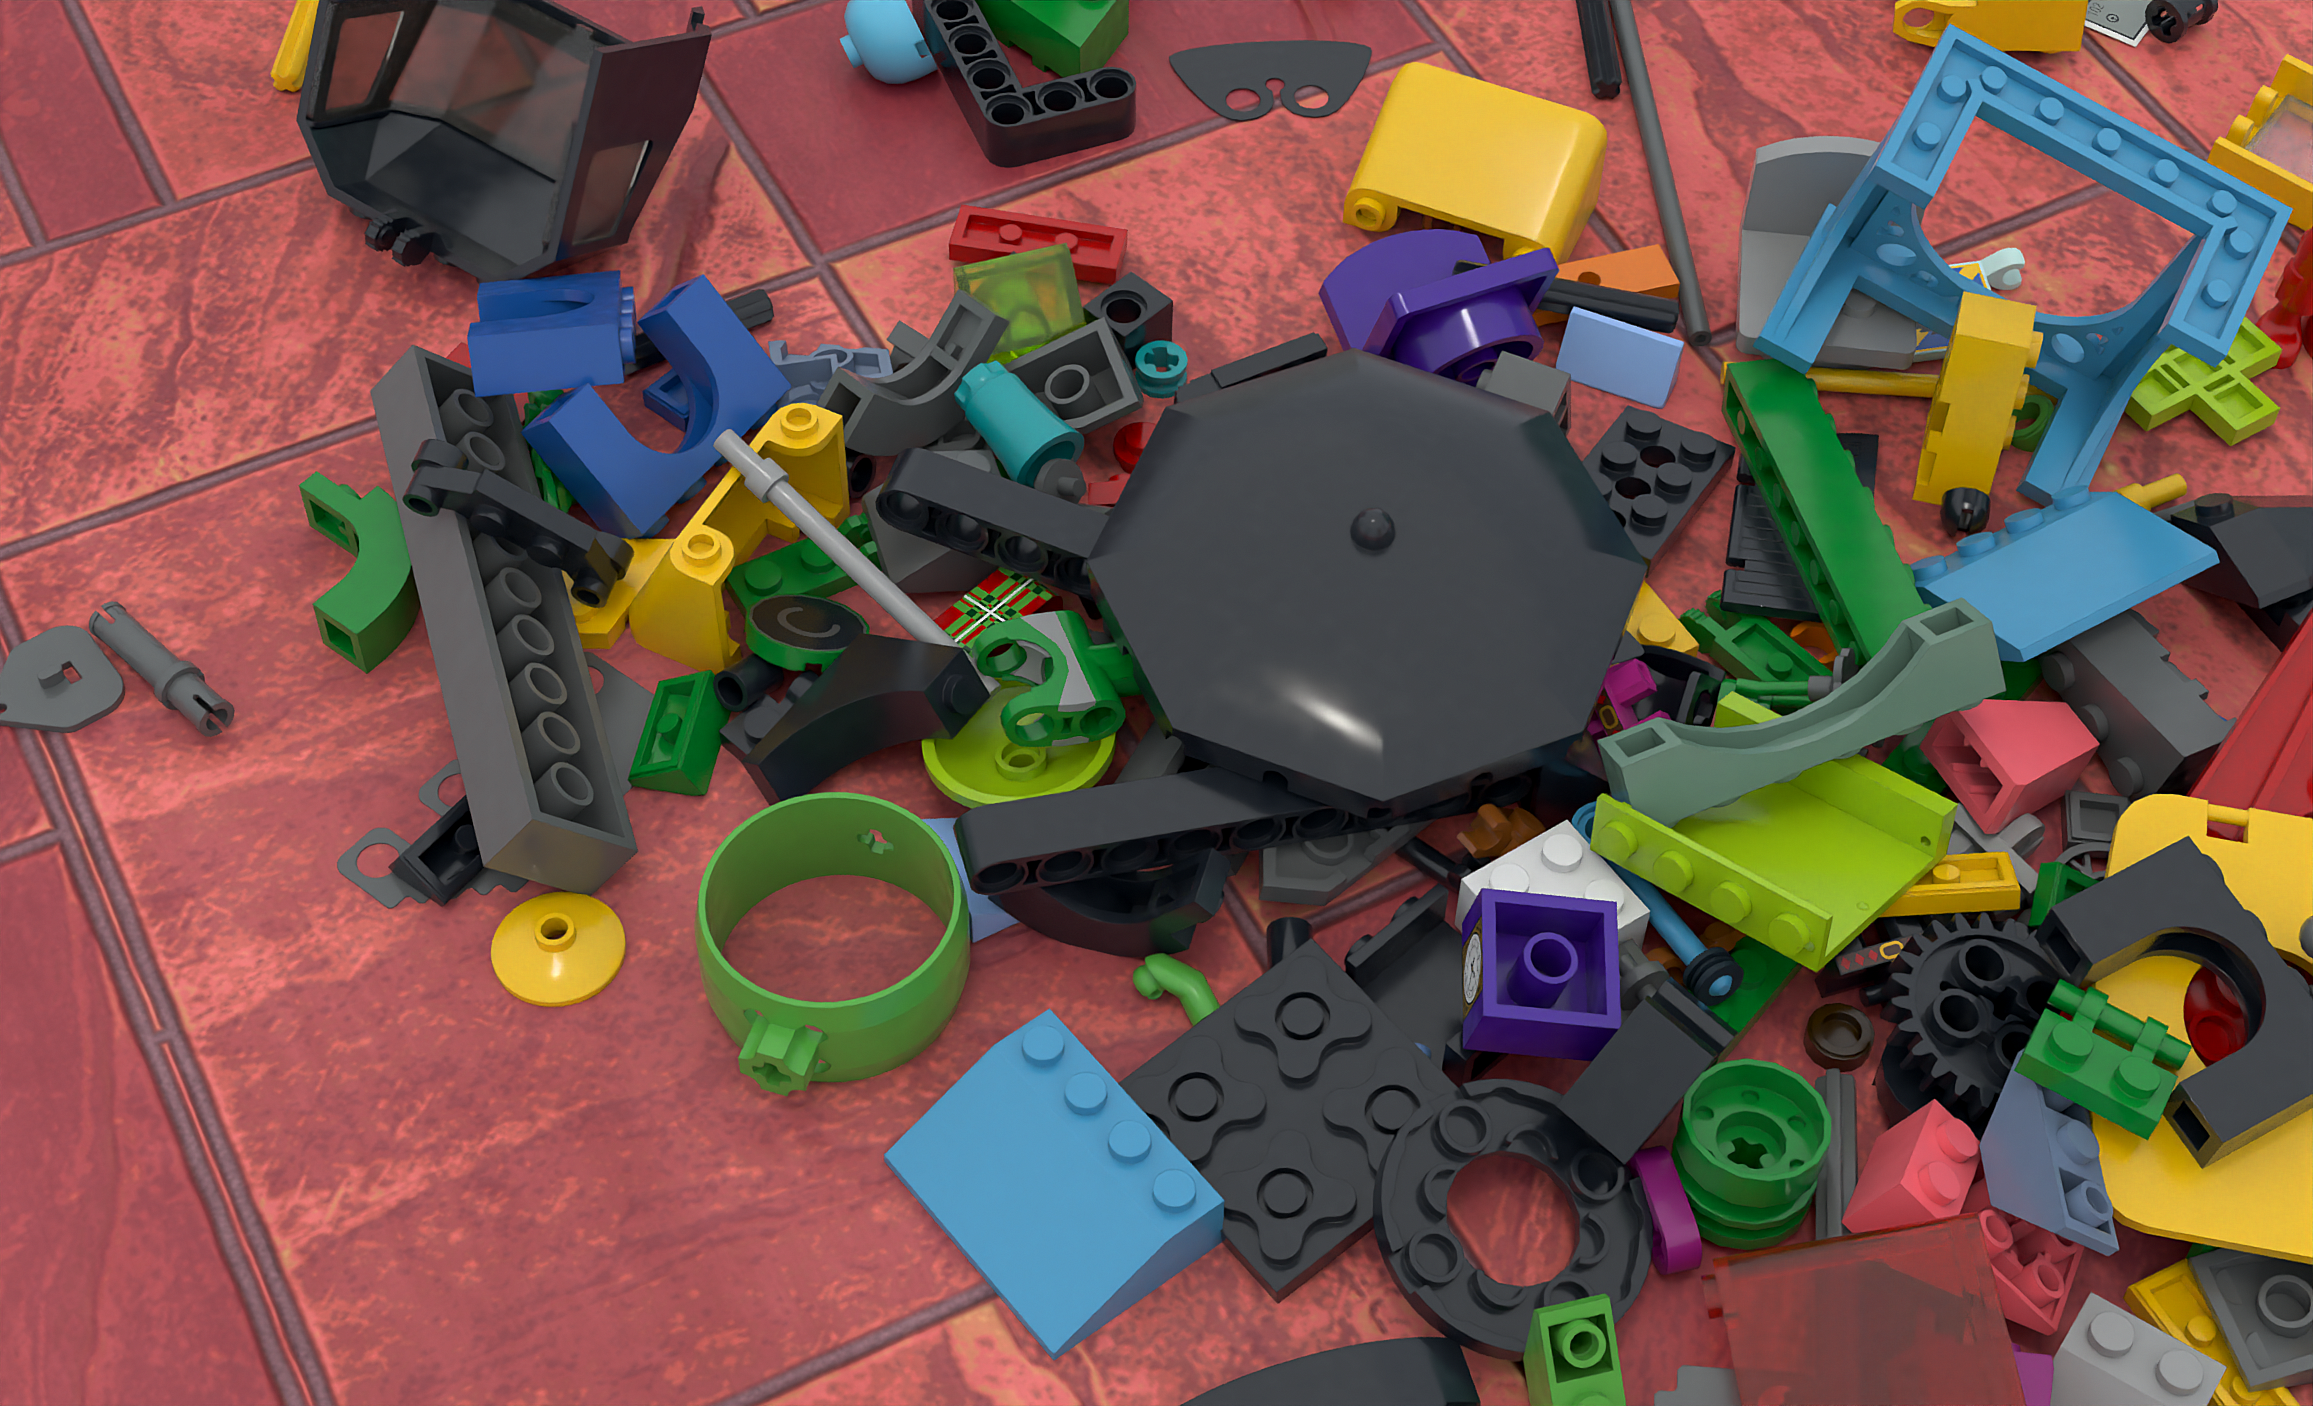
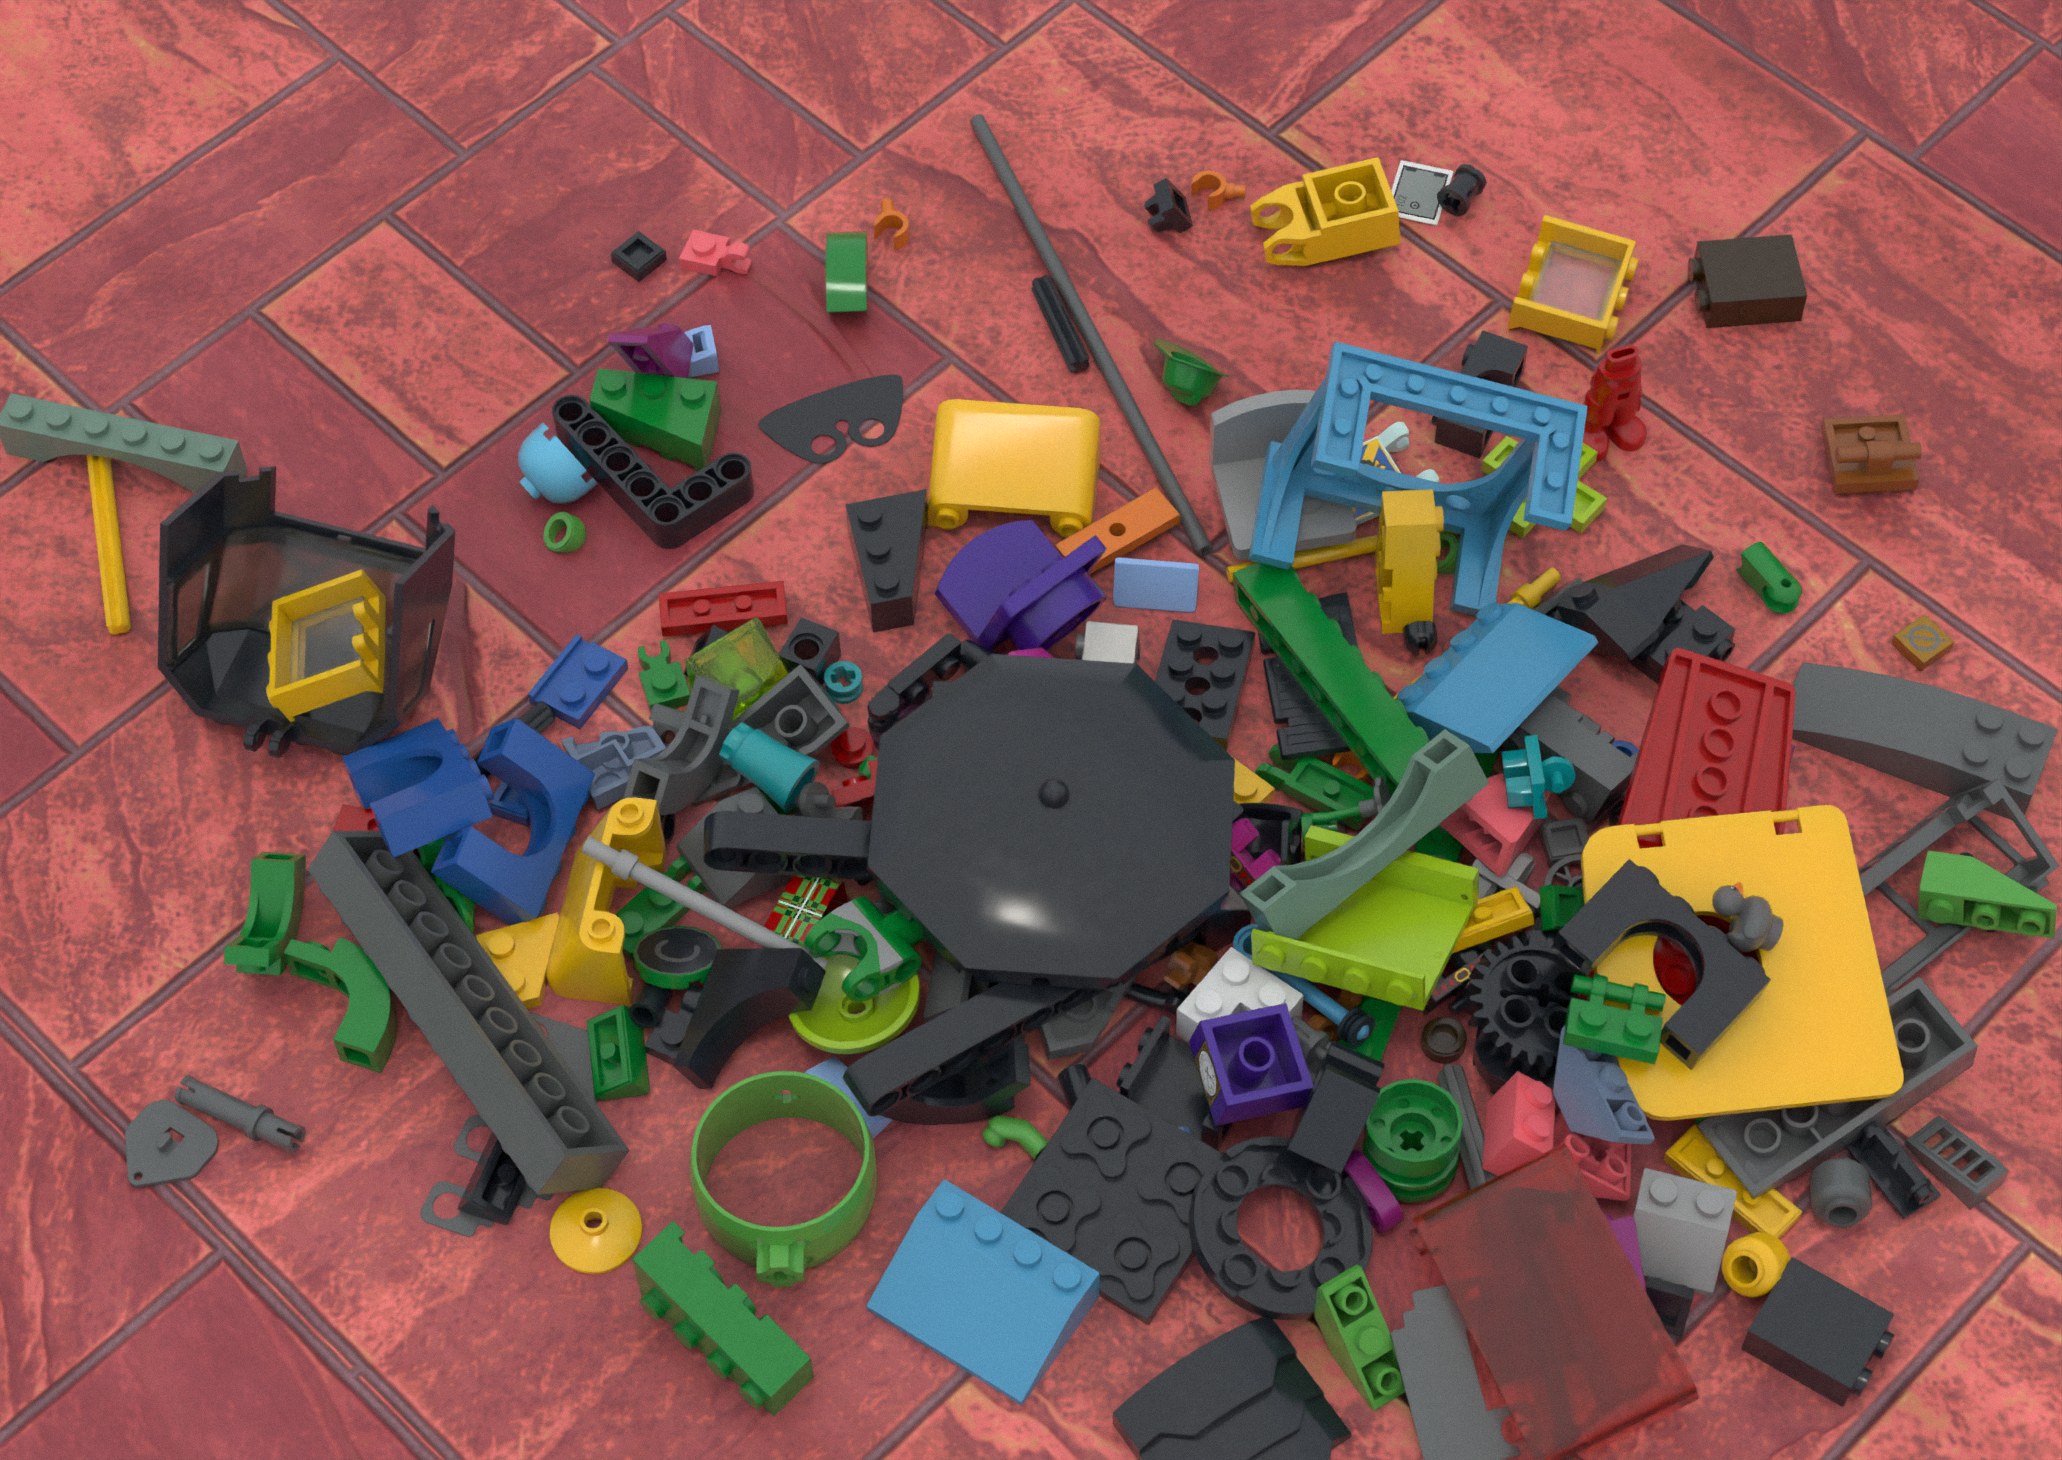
camera: 15 degrees left, 5 degrees up
(318, 434) = (272, 914): none -> green arch
(501, 145) = (326, 644): none -> yellow window
(506, 511) = (454, 939): black plate -> none
(666, 1110) = (719, 1322): none -> green wedge
(822, 282) = (579, 681): none -> blue plate
(887, 115) = (574, 537): none -> bright green piece
(926, 298) = (663, 680): none -> green plate
(1277, 234) = (888, 555): none -> black wedge
(1625, 306) = (1136, 547): black axle -> none
(1743, 127) = (1187, 374): none -> green piece
(2068, 710) = (1528, 776): none -> teal hips
(2118, 257) = (1492, 360): none -> black arch

